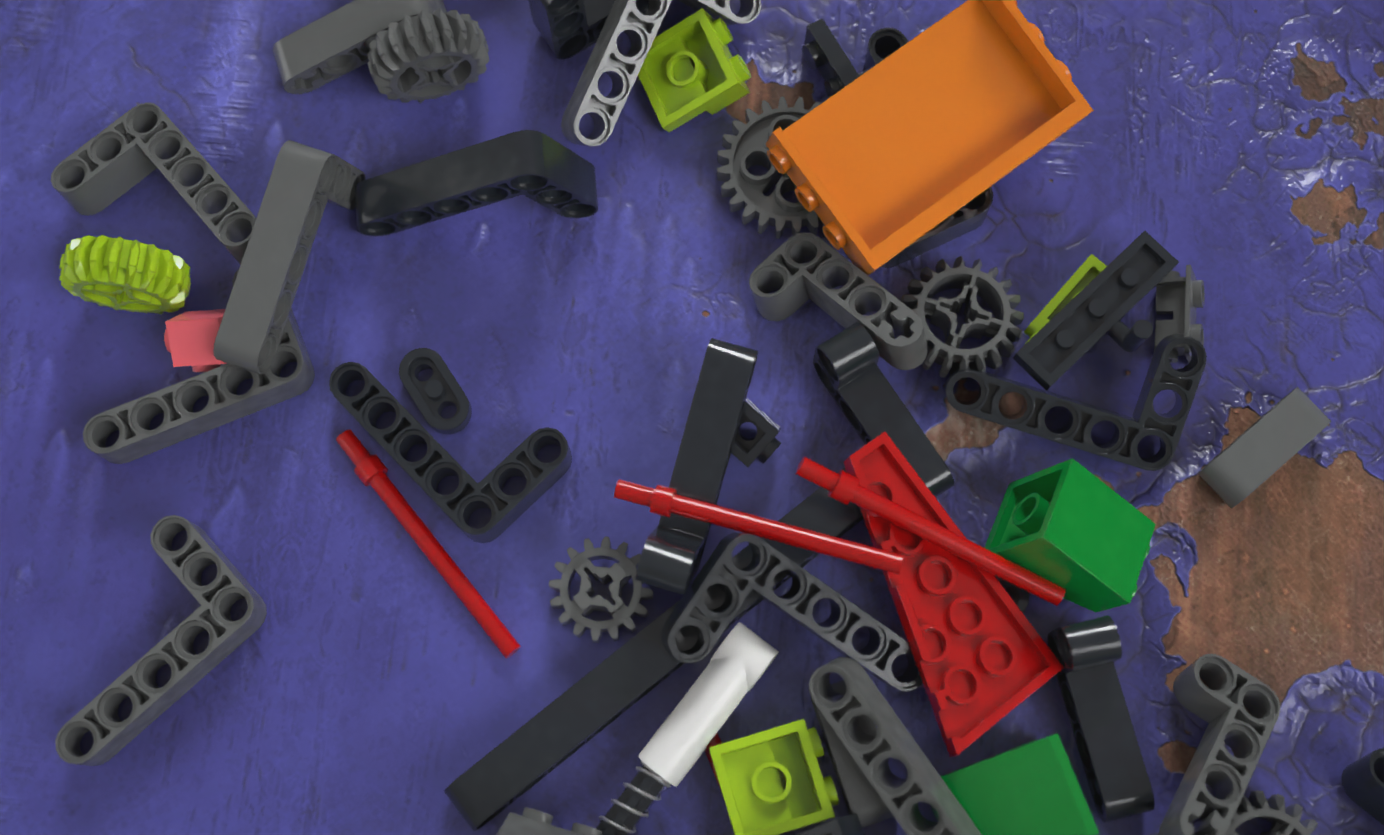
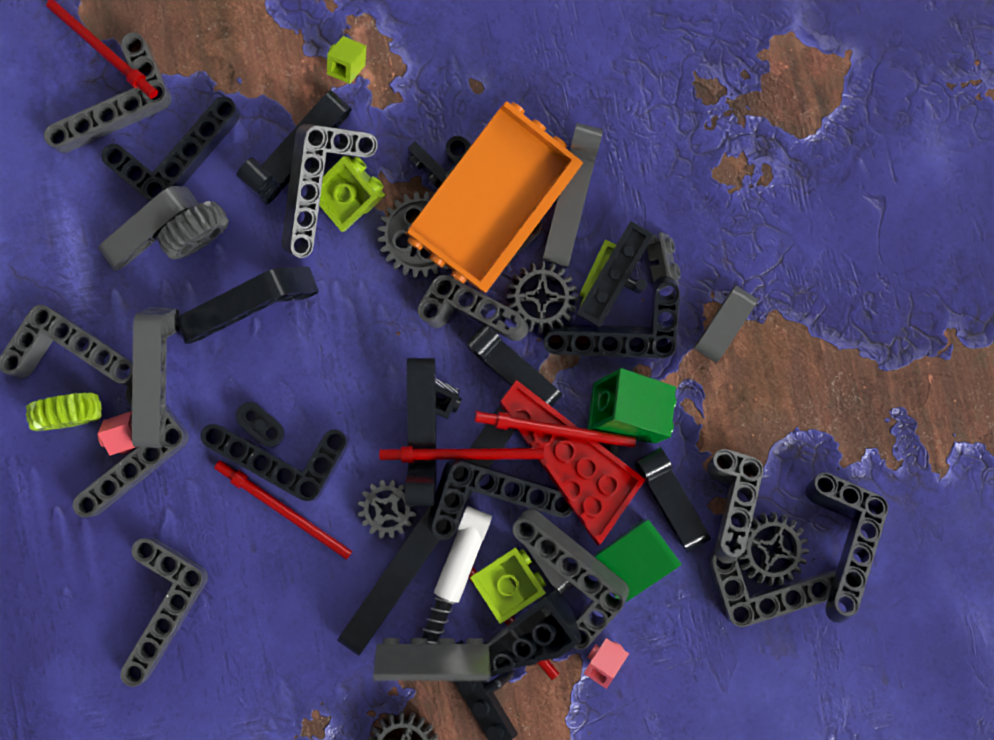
camera: 20 degrees left, 10 degrees up
(1059, 164) = (572, 198): none -> dark grey beam

